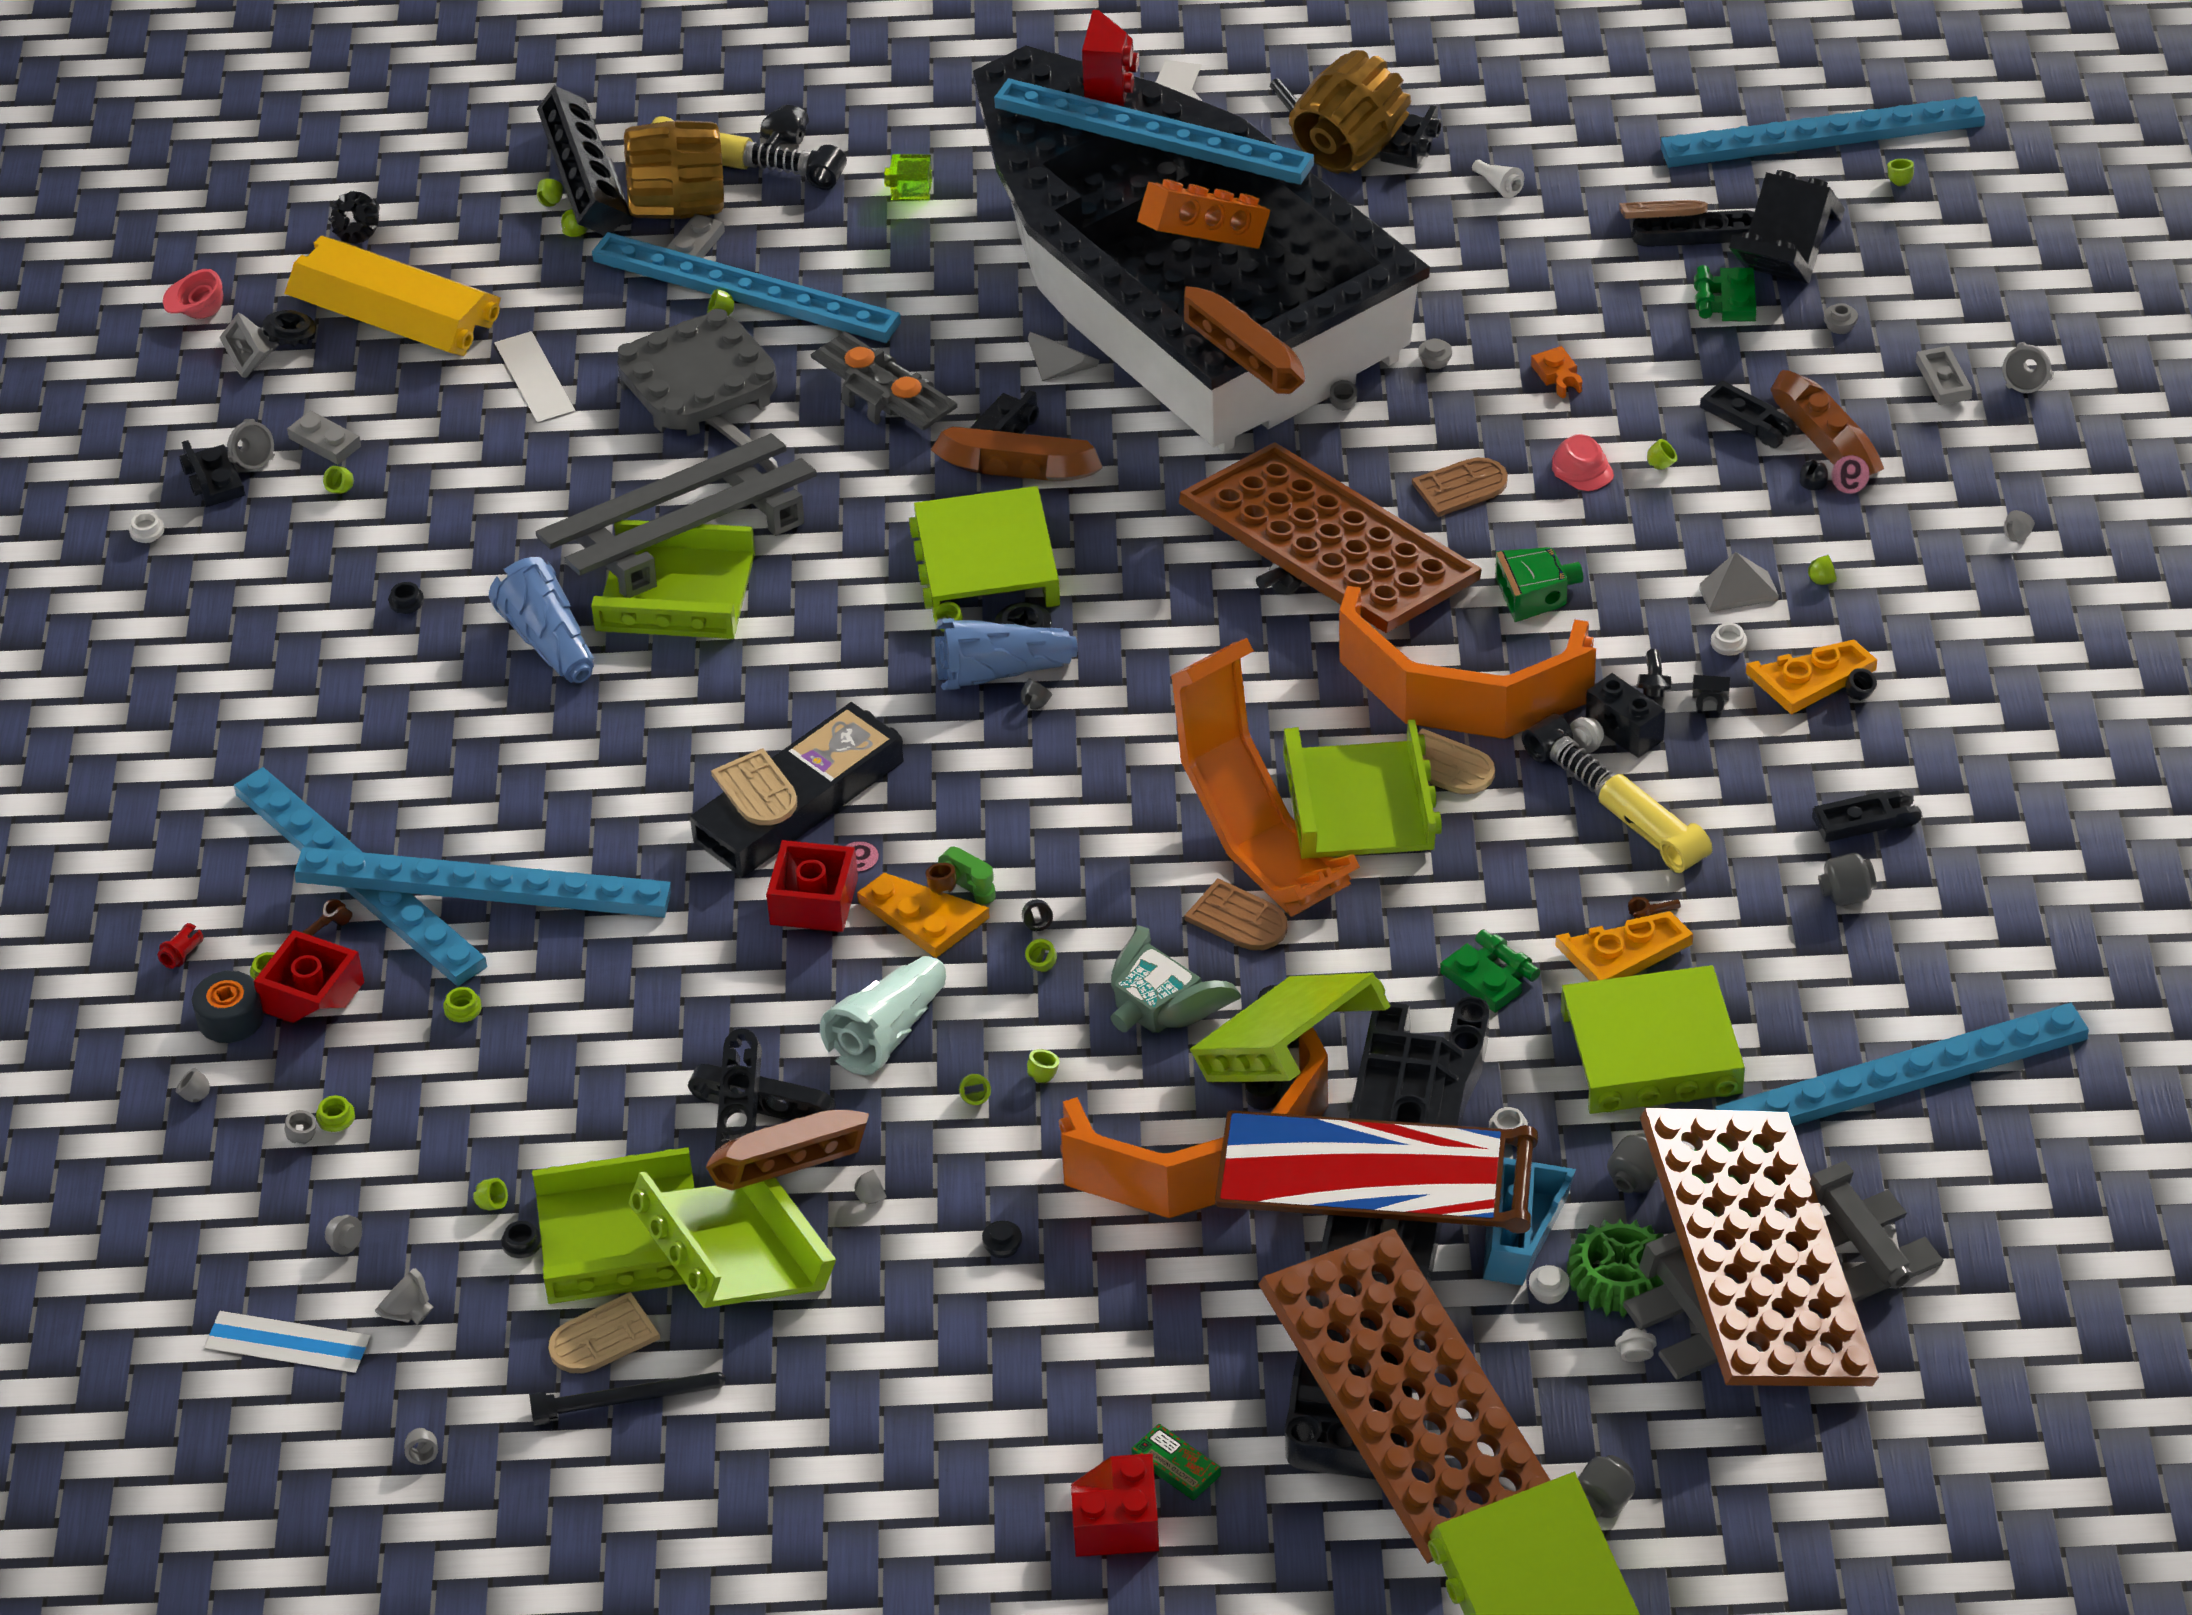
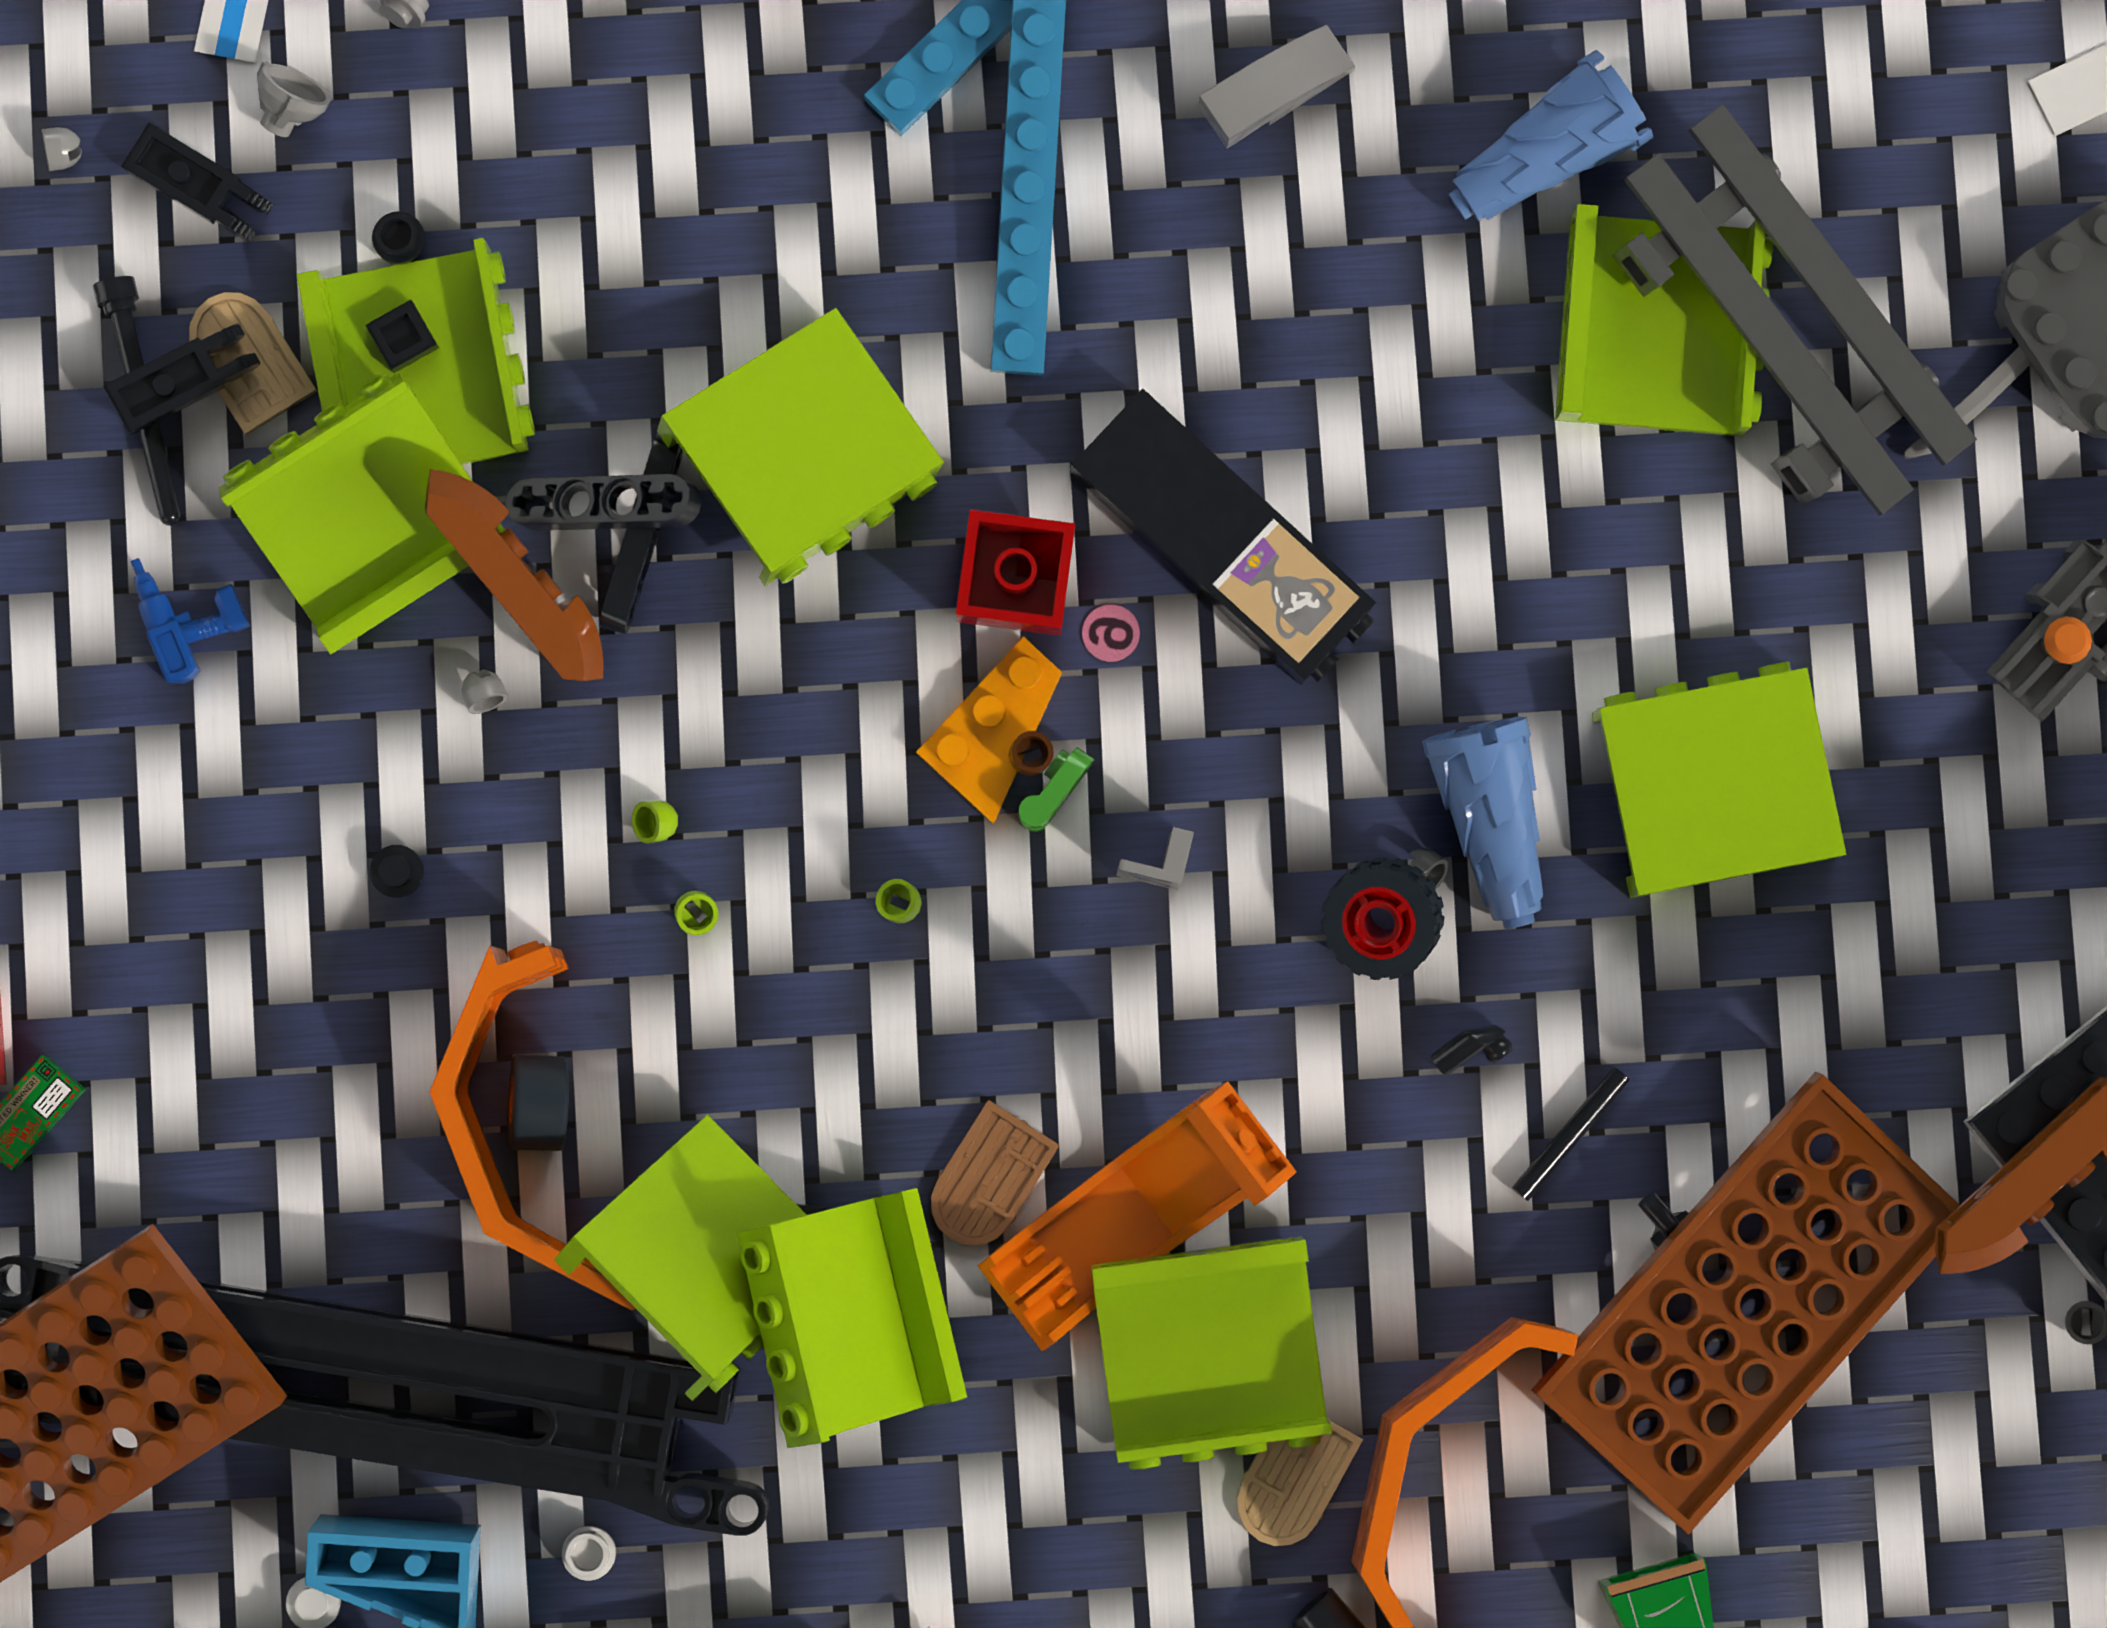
camera: 80 degrees right, 40 degrees up
(460, 1360) = (192, 180): none -> black hinge
(462, 1005) = (810, 96): lime plate -> none
(486, 764) = (1274, 85): none -> light grey slope
(491, 1189) = (464, 187): lime hinge -> none
(597, 1235) = (402, 336): none -> black tile
(615, 1358) = (177, 380): none -> black hinge
(705, 990) = (804, 446): none -> lime panel
(757, 788) = (1192, 480): tan window -> none
(810, 1373) = (171, 634): none -> blue piece
(880, 1016) = (771, 687): light aqua cone -> none
(947, 610) = (1572, 727): lime hinge -> none
(1010, 414) = (2024, 793): black bracket -> none
(1017, 454) = (1946, 753): dark orange brick -> none
(1019, 612) = (1594, 829): black gear -> none
(1021, 803) = (1173, 864): none -> light grey panel
(1044, 911) = (981, 891): black hinge -> none
(1065, 723) = (1366, 945): none -> black wheel
(1155, 667) = (1470, 1043): none -> black arm
(1161, 991) = (827, 1066): sand green torso -> none
(1176, 1128) = (538, 1102): none -> black wheel
(1212, 626) = (1570, 1133): none -> black bar
(1333, 949) = (851, 1316): none -> lime panel
(1373, 1169) = (417, 1373): flag -> none
(1461, 484) = (1897, 1505): medium nougat window -> none
(1482, 978) = (869, 1521): green plate -> none

